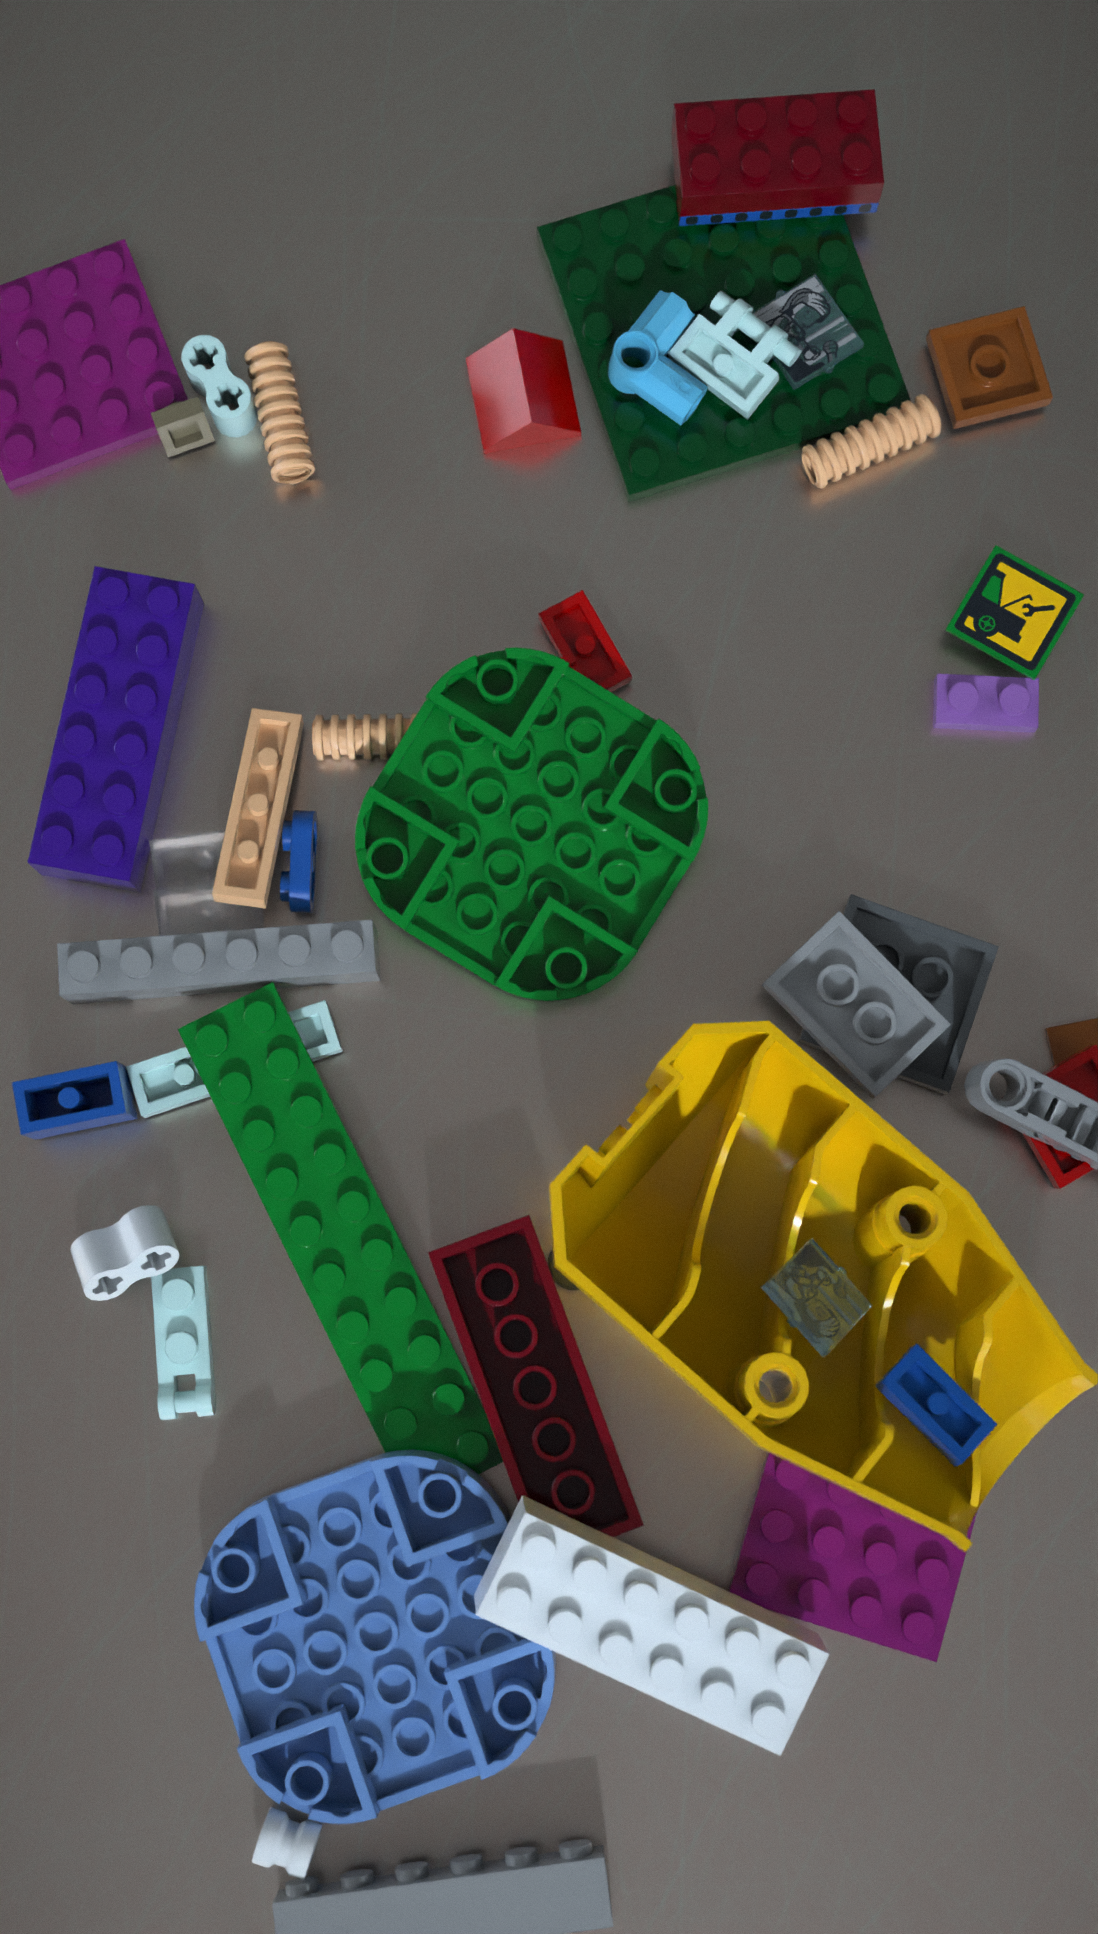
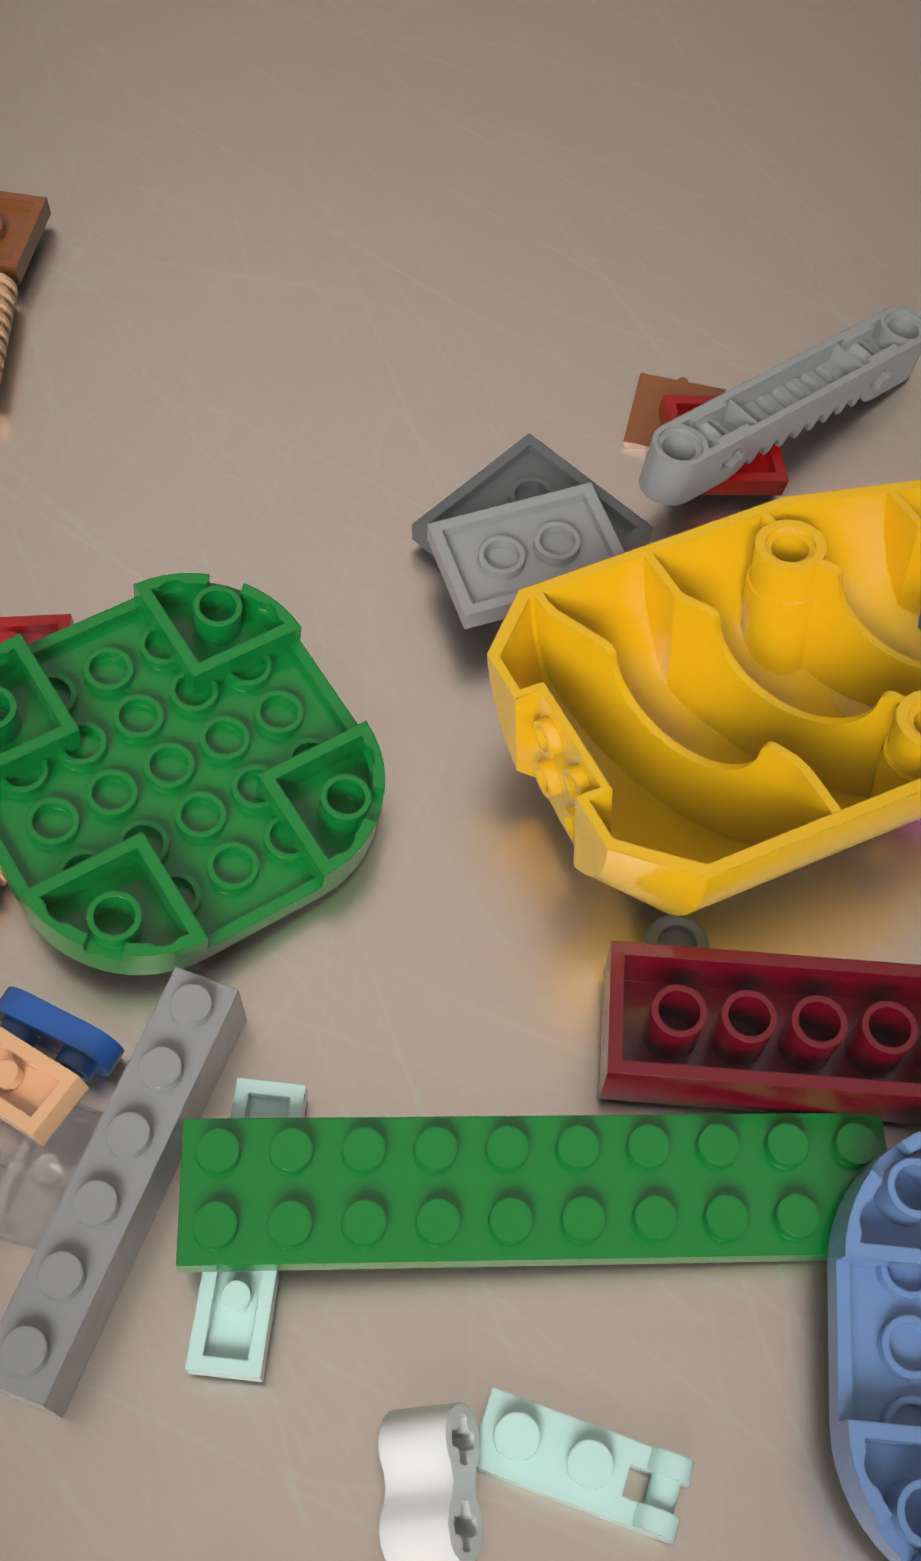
camera: 70 degrees left, 20 degrees down
(74, 1100) = (192, 1458): blue brick -> none
(817, 1297) = (835, 679): clear light blue piece -> none
(986, 703) = (289, 362): medium lavender plate -> none
(1014, 612) = (220, 300): piece -> none

